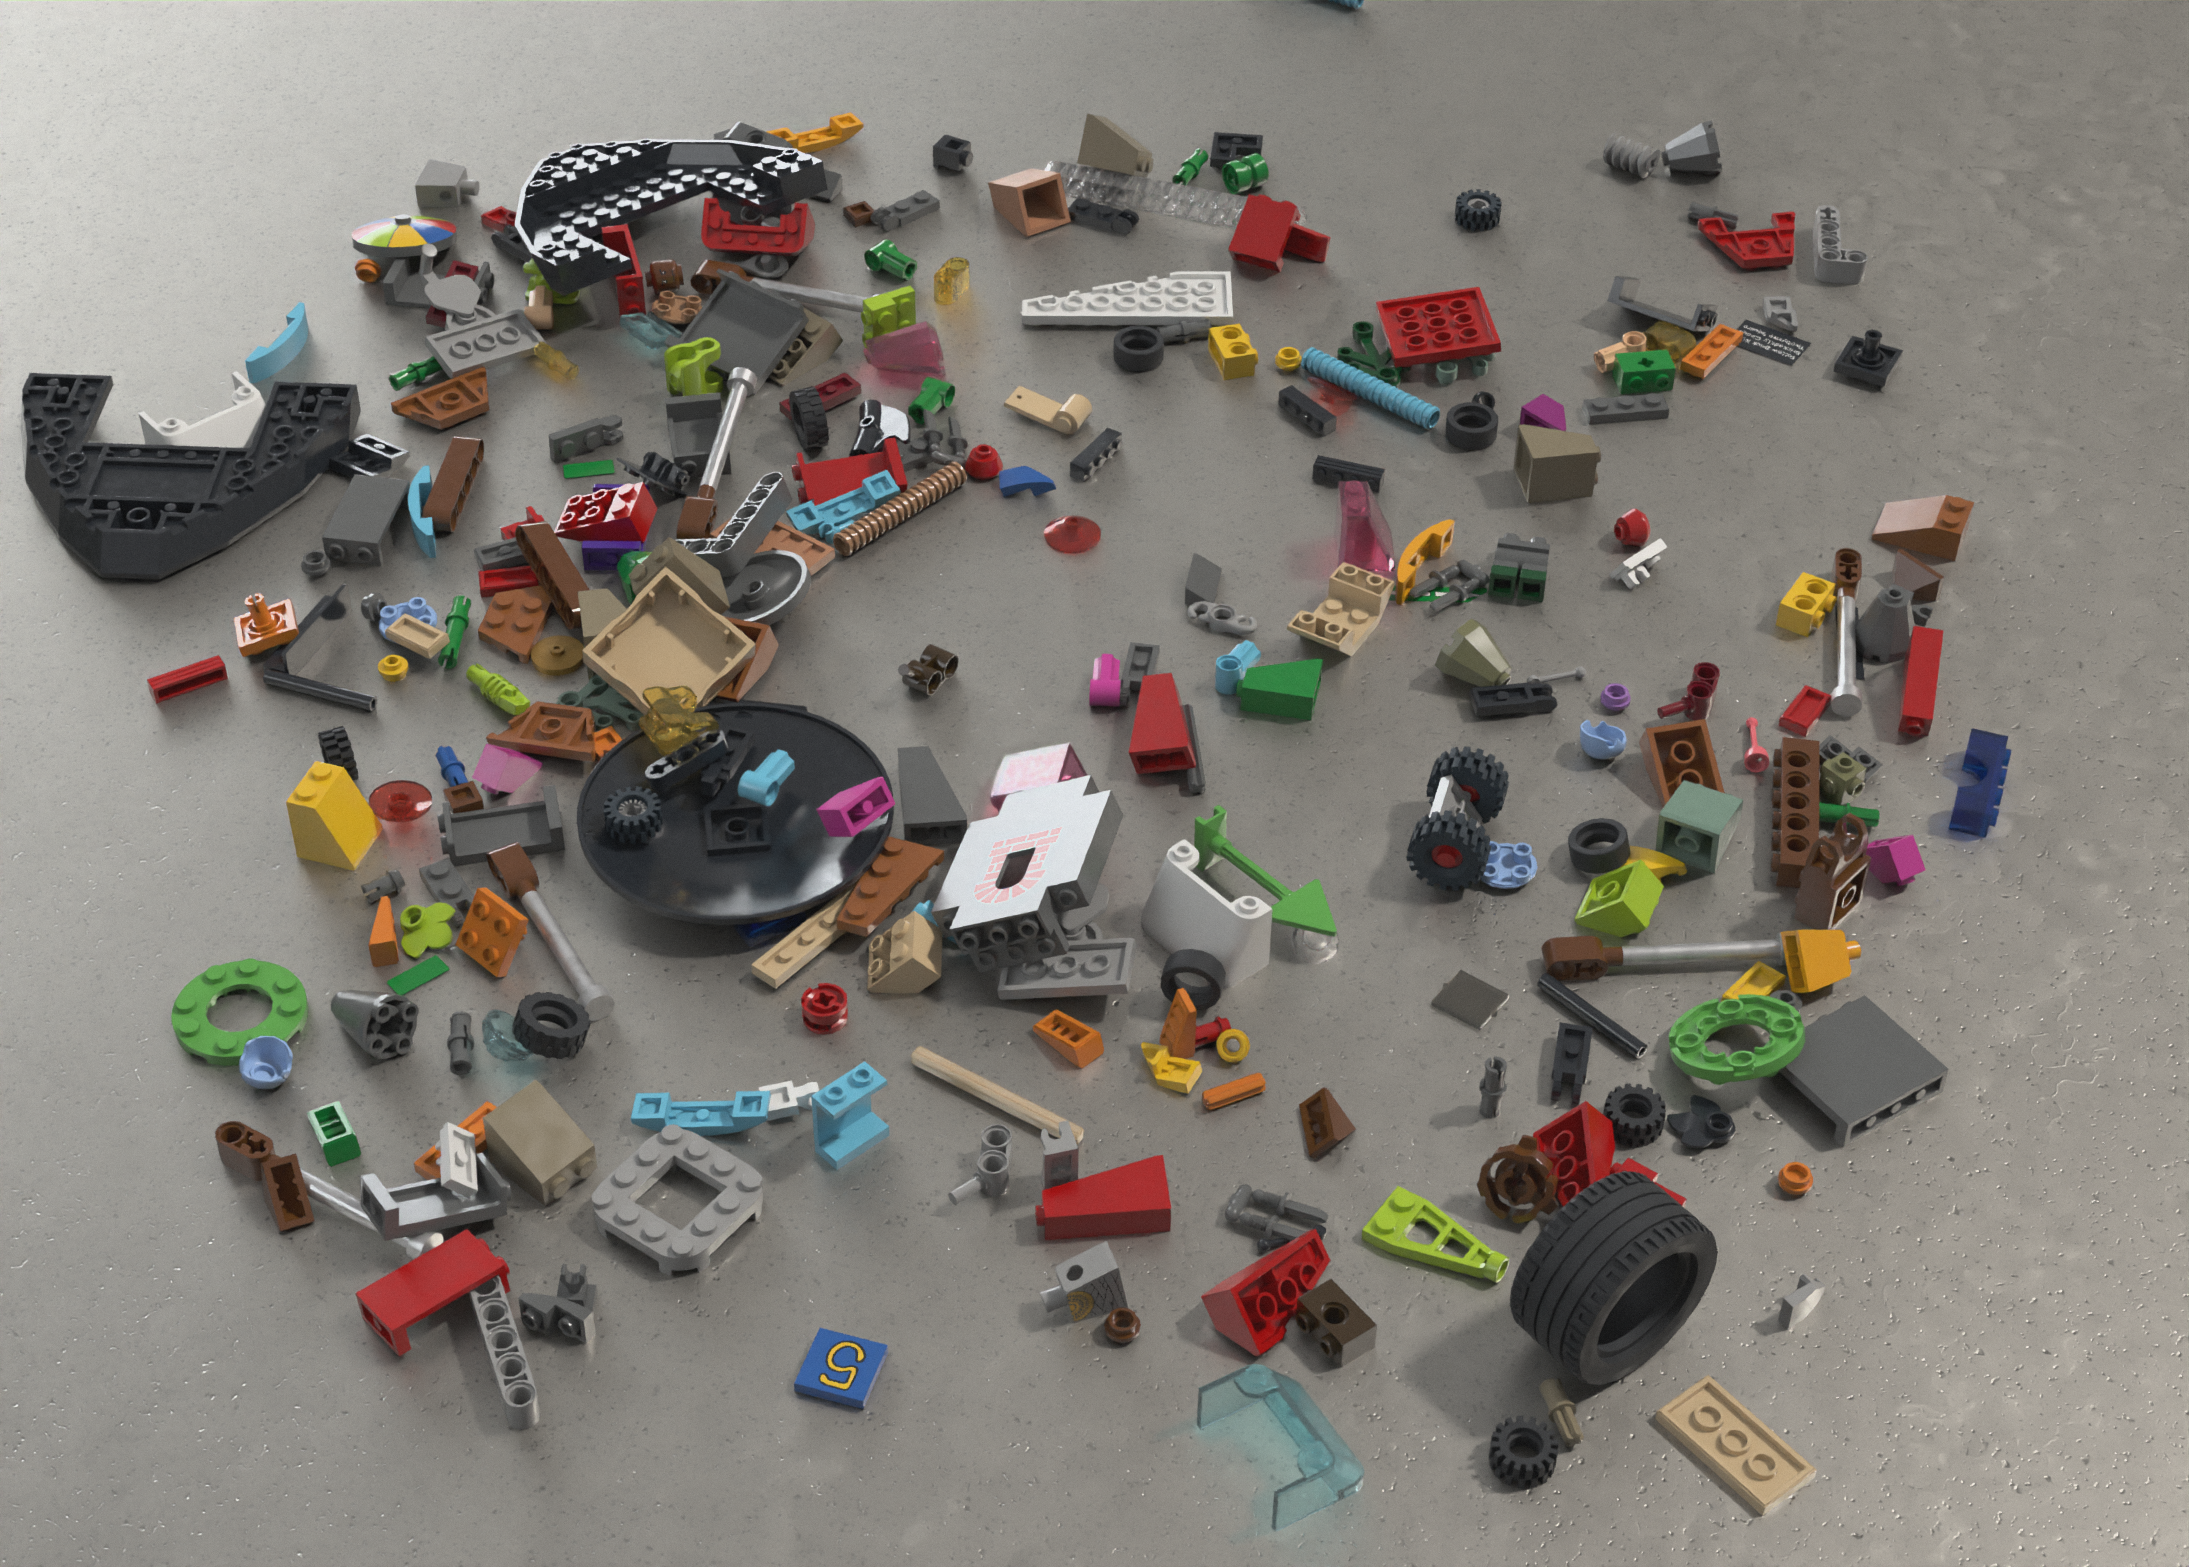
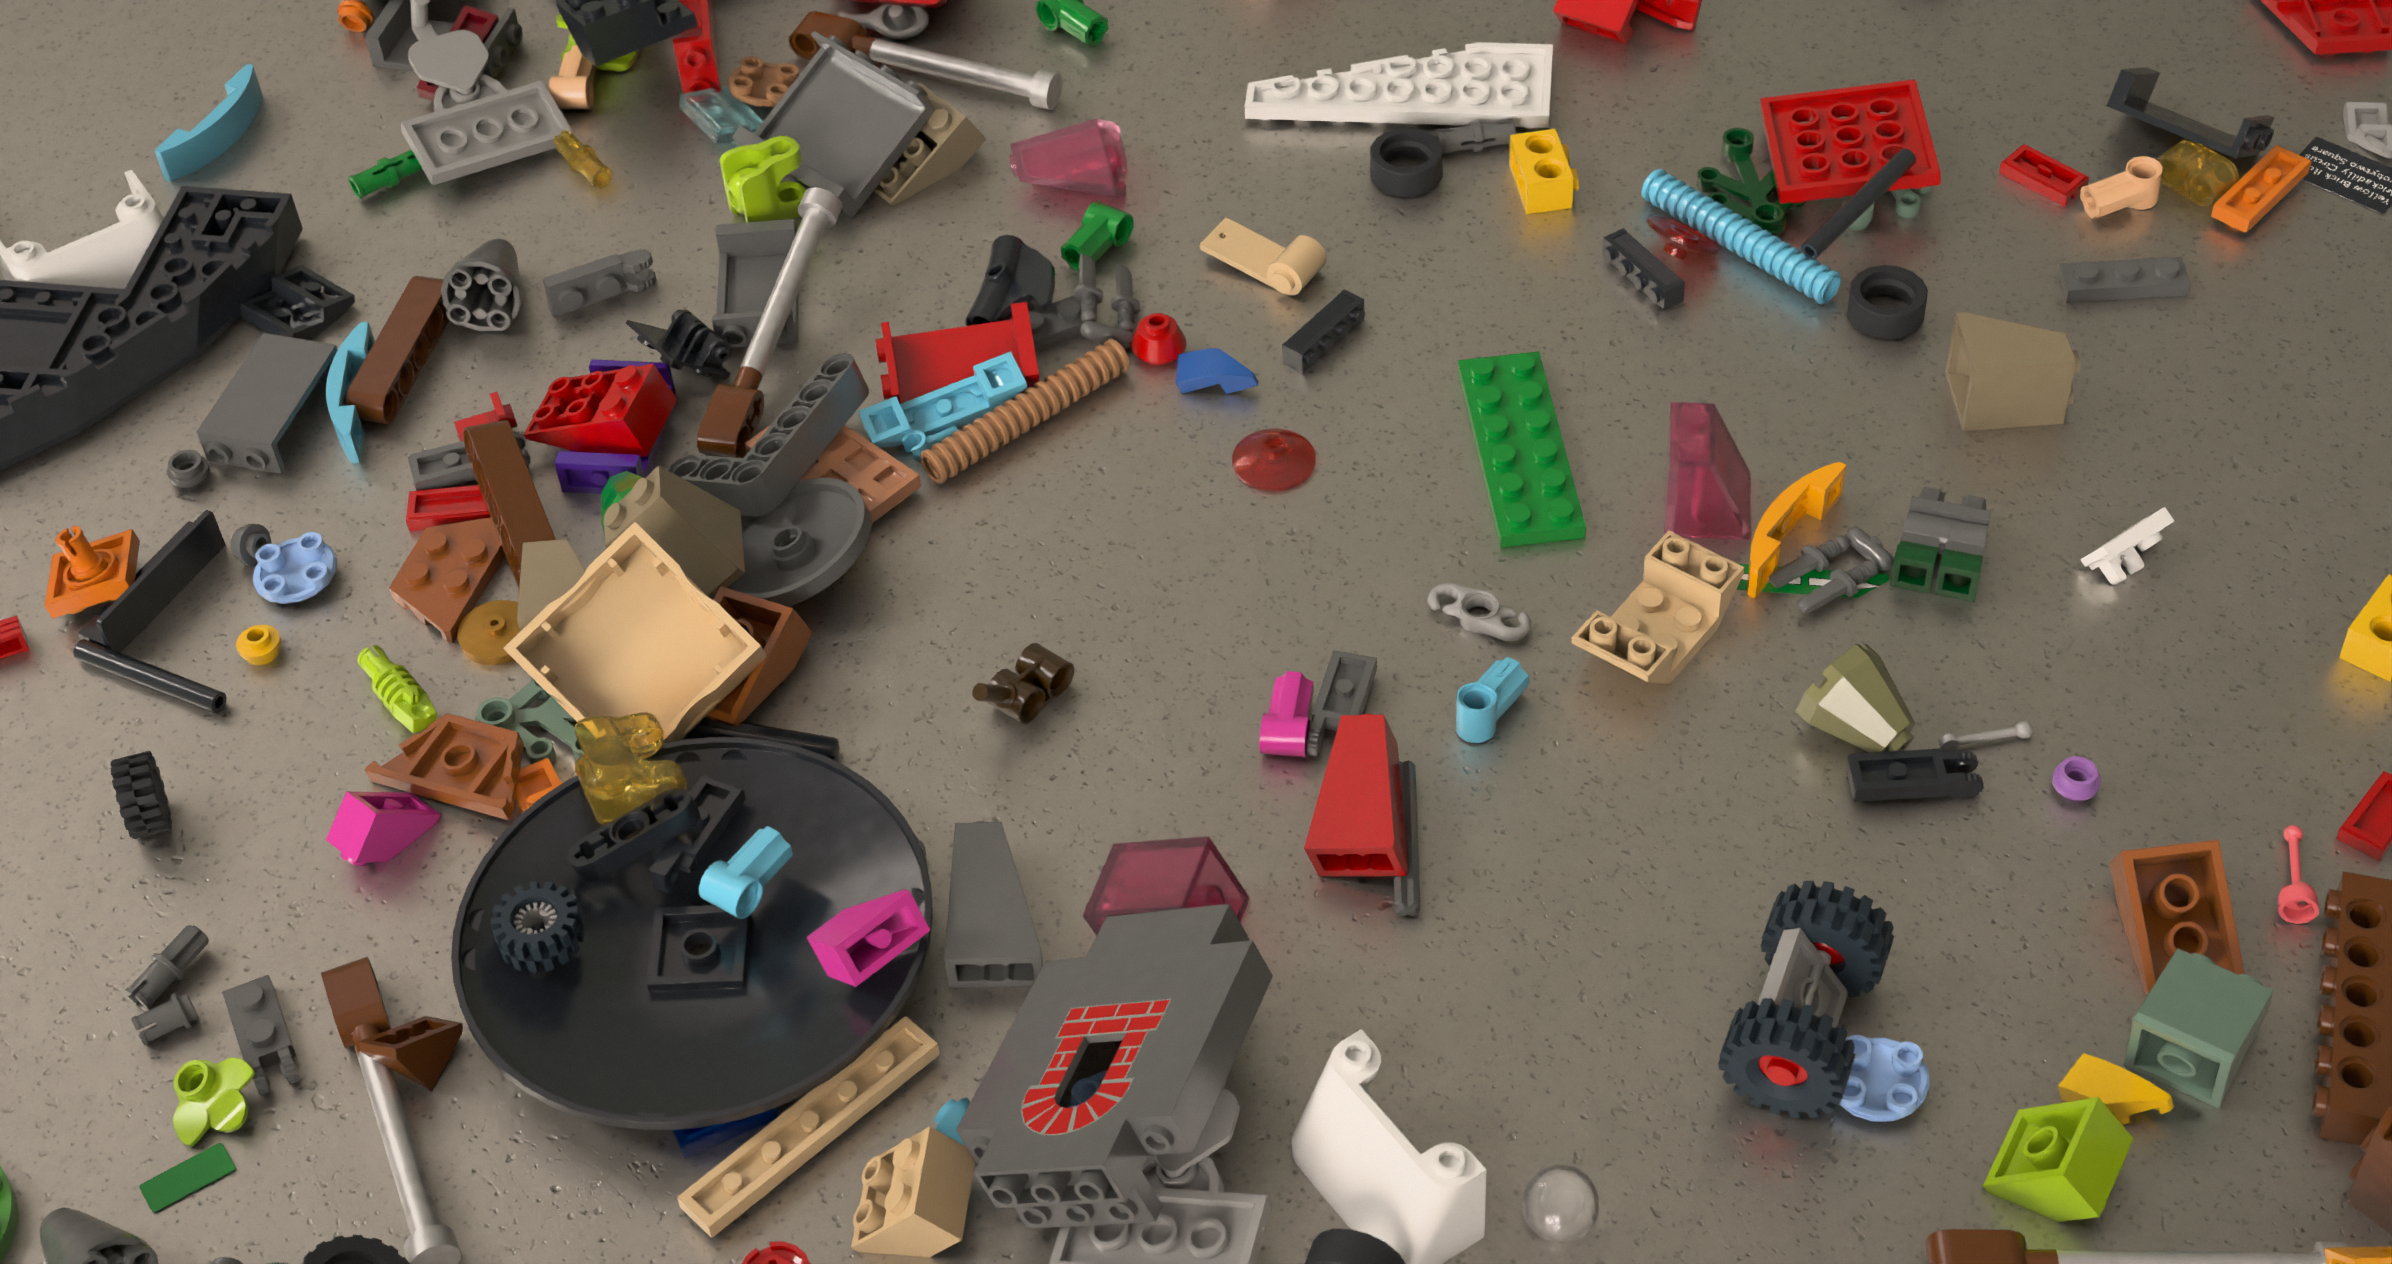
camera: 10 degrees right, 5 degrees up
(331, 818) = (104, 903): yellow slope -> none
(377, 857) = (166, 967): none -> dark grey axle
(383, 936) = (144, 1114): orange slope -> none
(400, 801) = (217, 874): clear red dish -> none
(417, 636) = (297, 597): tan tile -> none
(448, 401) = (423, 218): dark orange wing -> none
(452, 769) = (306, 824): blue axle -> none
(456, 624) = (360, 575): green pin -> none
(463, 798) = (310, 873): reddish brown plate -> none
(476, 832) = (390, 924): dark grey panel -> none
(492, 932) = (299, 1118): orange plate -> none
(506, 444) = (484, 288): none -> dark grey cone
(559, 894) = (415, 1048): none -> reddish brown slope
(588, 469) = (597, 329): green sticker -> none
(664, 276) = (753, 34): reddish brown head -> none
(809, 418) = (912, 263): black tyre -> none
(831, 393) = (939, 228): dark red plate -> none
(886, 883) = (902, 1063): dark orange wing -> none
(888, 312) = (1051, 101): lime plate -> none
(951, 281) = (1152, 49): clear yellow beam -> none
(1202, 580) = (1455, 548): dark grey slope -> none
(1237, 522) = (1520, 450): none -> green plate
(1282, 689) = (1556, 741): green slope -> none
(1288, 359) = (1623, 184): yellow plate -> none
(1299, 909) = (1539, 1151): bright green piece -> none
(1337, 470) = (1694, 375): black piece -> none
(1448, 363) = (1858, 204): none -> black piece
(1486, 398) = (1914, 259): black hinge -> none
(1543, 413) = (1997, 292): magenta slope -> none
(1568, 346) = (2043, 174): none -> red tile
(1602, 740) = (2050, 857): light blue hair -> none
(1602, 859) = (2032, 1025): black tyre -> none
(1632, 528) = (2122, 484): red cone -> none
(1643, 371) = (2155, 220): green brick -> none
(1699, 694) = (2211, 781): dark red beam -> none

